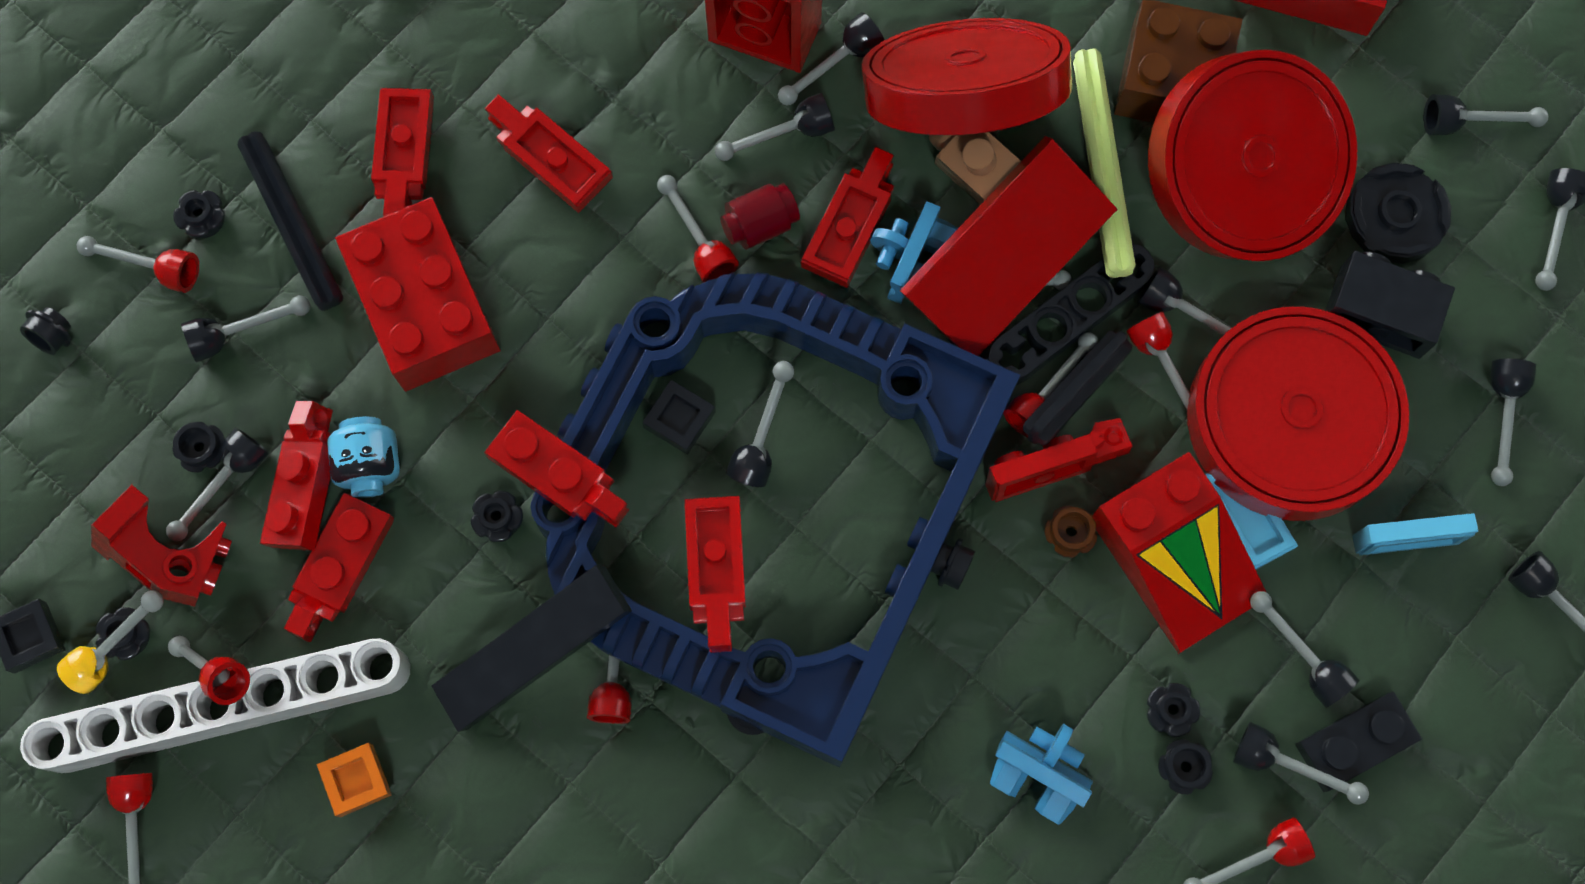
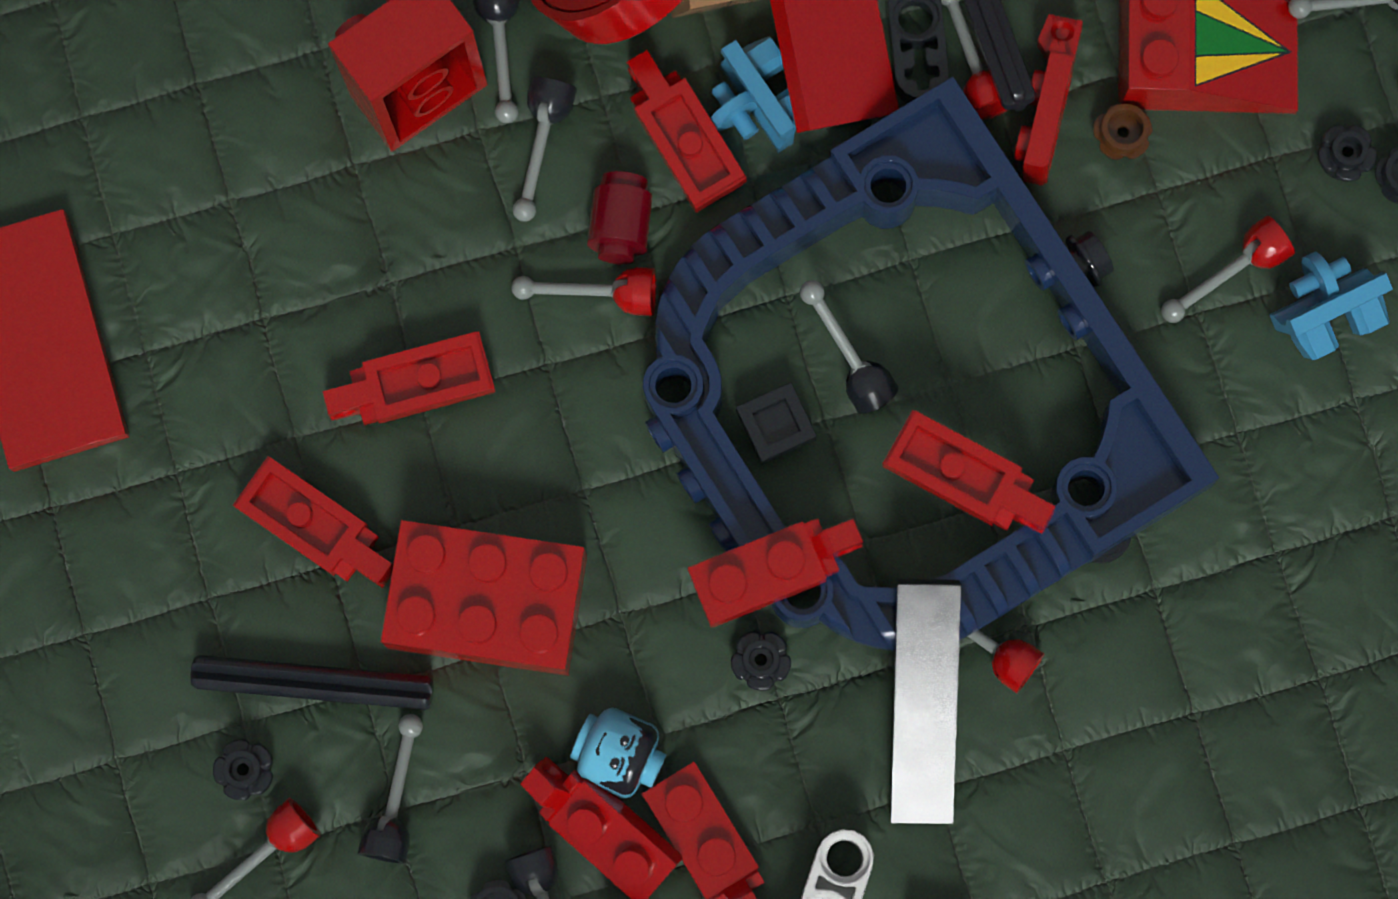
camera: 55 degrees left, 5 degrees up
(1052, 690) = (1262, 246): none -> hinge

